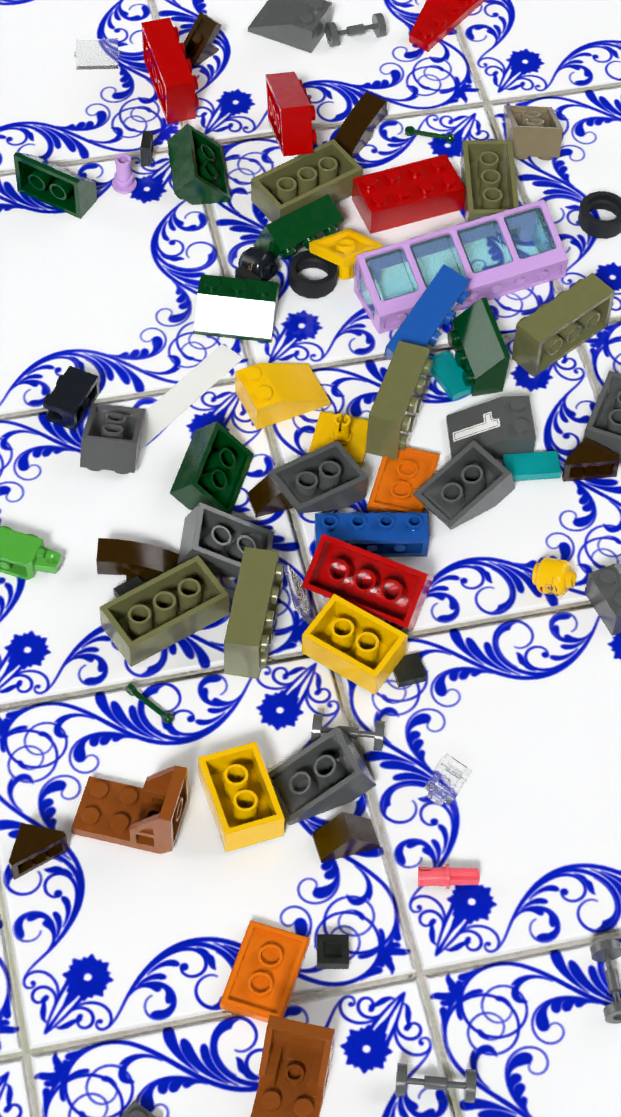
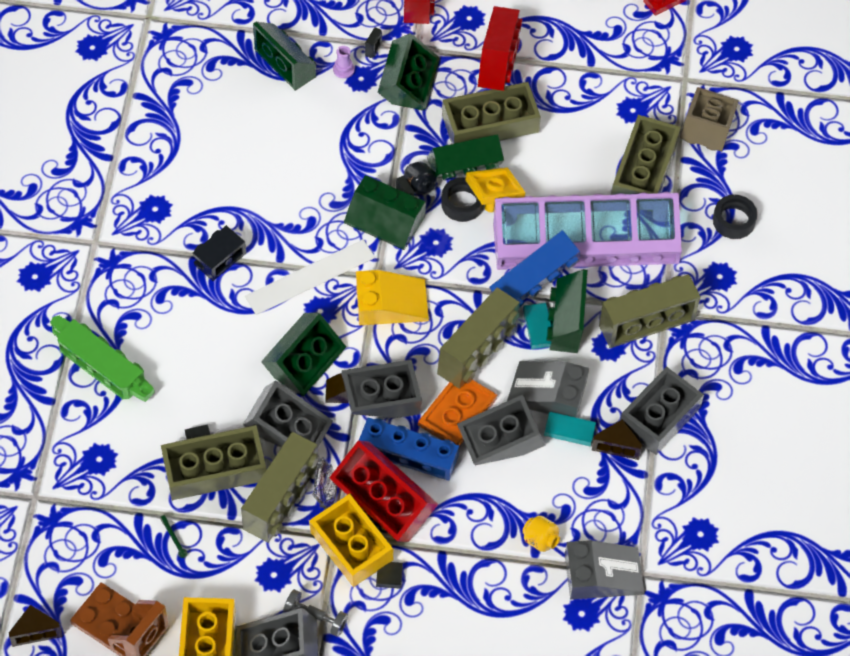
camera: 20 degrees right, 5 degrees up
(112, 438) = (236, 297): dark grey slope -> none
(133, 559) = (209, 410): dark brown slope -> none
(348, 430) = (424, 353): yellow tile -> none
(360, 123) = (559, 74): dark brown slope -> none
(408, 193) = (574, 148): red brick -> none
(410, 131) = (606, 88): dark green hinge -> none

